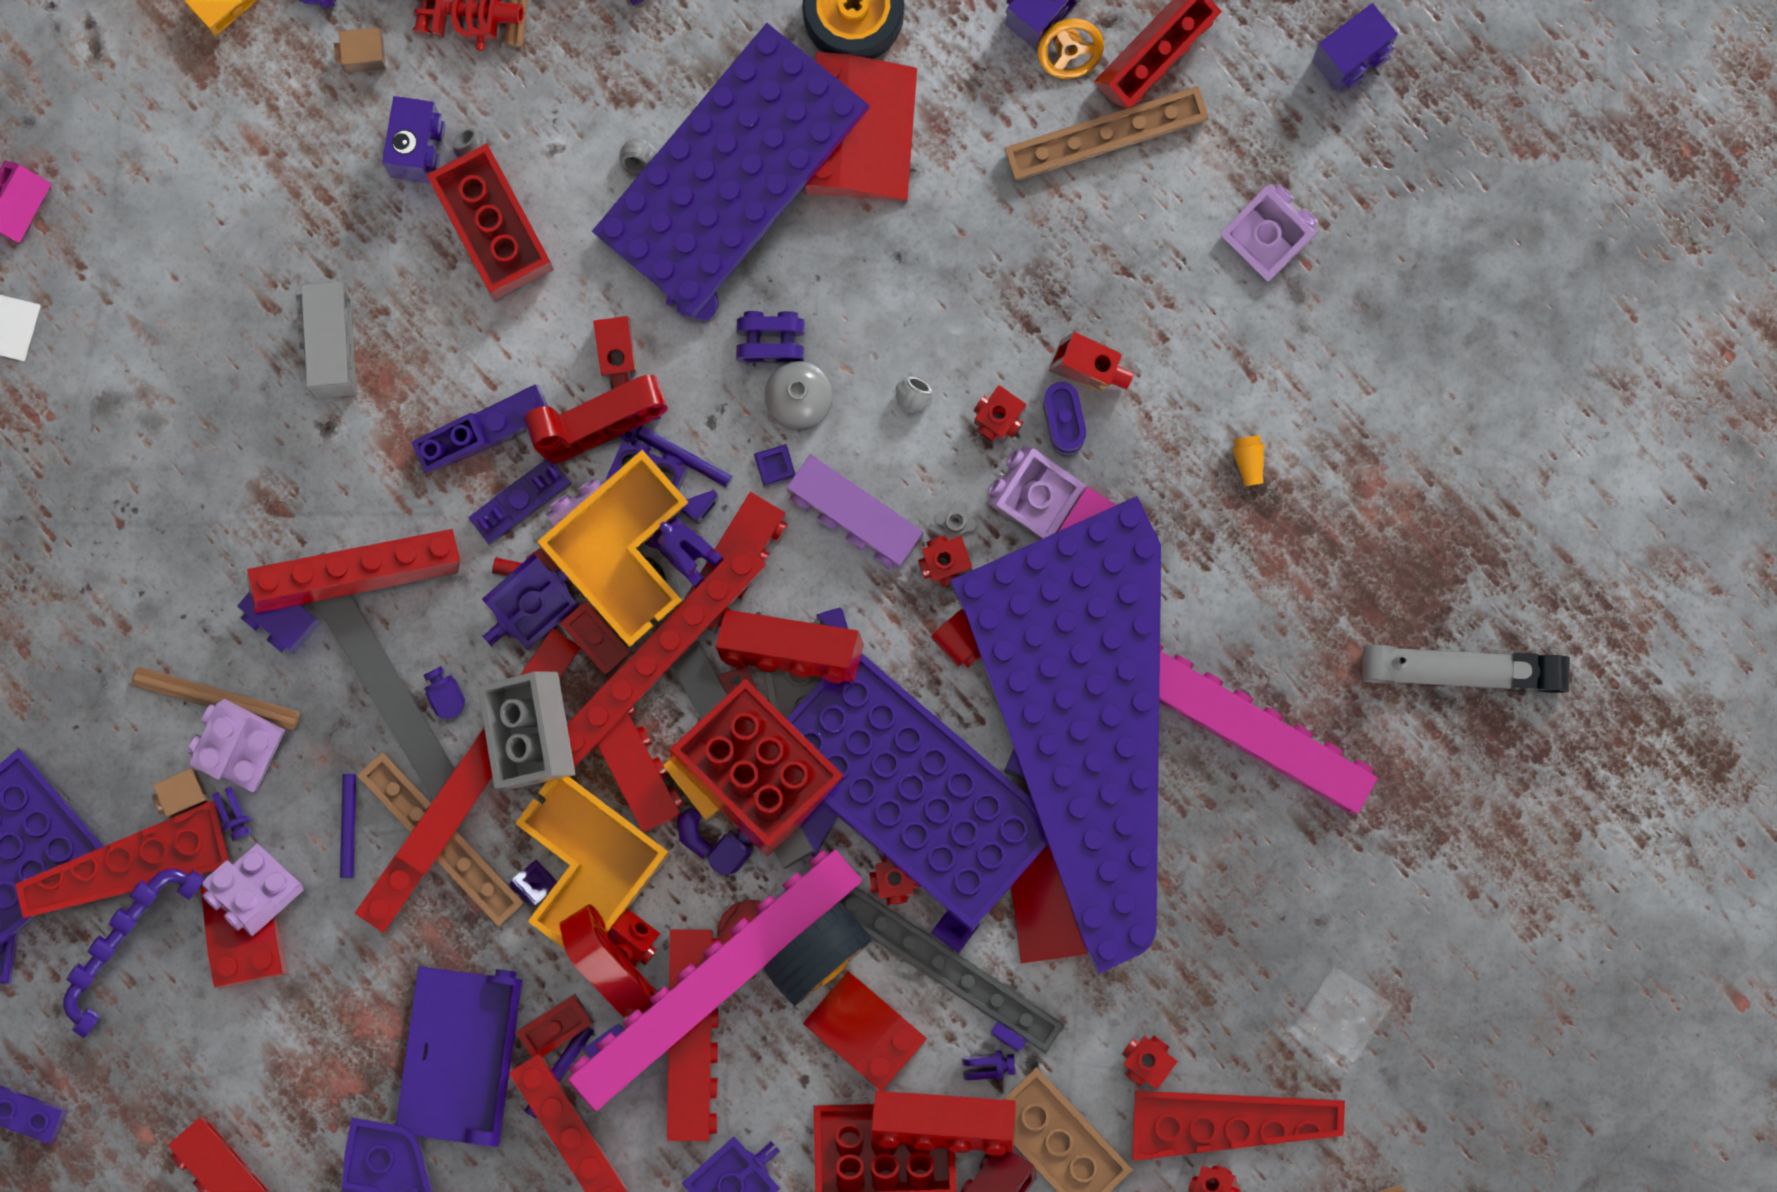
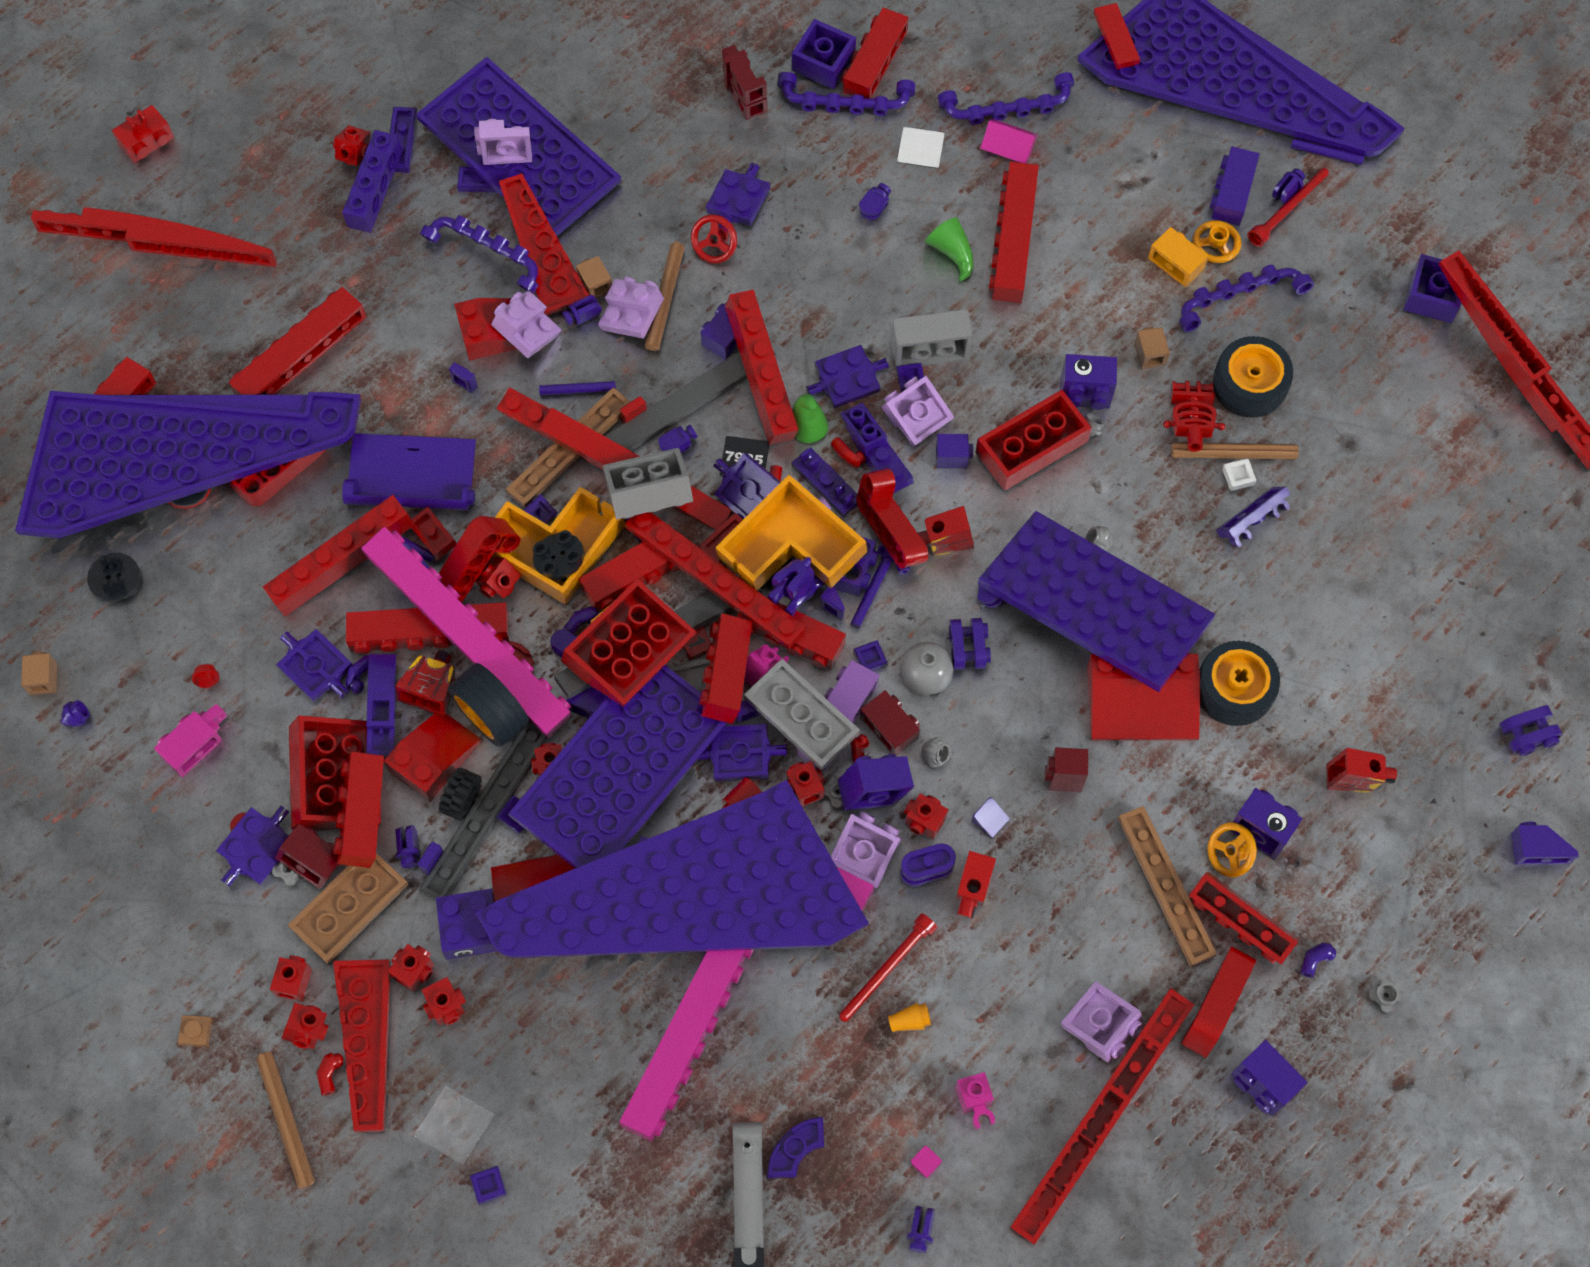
camera: 85 degrees right, 15 degrees down
(65, 587) = (738, 196): none -> dark purple plate
(93, 397) = (874, 201): none -> dark purple arm
(123, 616) = (721, 234): none -> red piece
(163, 210) = (1015, 232): none -> red brick
(171, 296) = (952, 241): none -> bright green hat
(320, 980) = (463, 377): none -> dark purple tile
(365, 459) = (847, 376): none -> dark purple plate
(372, 375) = (908, 372): none -> dark purple tile
(394, 750) = (632, 409): none -> red tile
(428, 370) = (917, 410): none -> lavender plate
(429, 514) = (809, 419): none -> bright green hat
(463, 606) = (736, 446): none -> black sticker
(483, 471) = (846, 453): none -> red arm
(493, 329) = (953, 451): none -> dark purple brick
(597, 860) = (558, 555): none -> black plate
(743, 1131) = (354, 674): none -> dark purple arm
(771, 1033) = (427, 683): none -> red torso
(784, 598) = (760, 662): none -> dark pink brick
(796, 1096) = (381, 704): none -> dark purple slope
(860, 555) = (801, 714): none -> light grey plate
(870, 447) = (890, 722): none -> dark red brick
(897, 635) = (742, 753): none -> dark purple plate
(909, 492) = (858, 745): none -> red arm
(929, 995) = (460, 793): none -> black tyre
(955, 233) = (1067, 769): none -> dark red brick
(956, 471) = (875, 782): none -> dark purple brick
(1003, 337) = (990, 818): none -> slope
(1096, 998) = (459, 926): none -> dark purple brick
(1140, 435) = (923, 927): none -> red piece
(1182, 1022) = (443, 993): none -> red brick
(1258, 89) = (1219, 1002): none -> red beam
(1265, 1170) = (325, 1070): none -> red arm
(1350, 391) = (975, 1096): none -> dark pink brick
(1381, 245) = (1101, 1116): none -> red slope
(1392, 611) = (794, 1147): none -> dark purple tile
(1414, 976) = (488, 1185): none -> dark purple tile
(1418, 458) = (926, 1161): none -> dark pink piece
(1512, 474) = (919, 1240): none -> dark purple arm

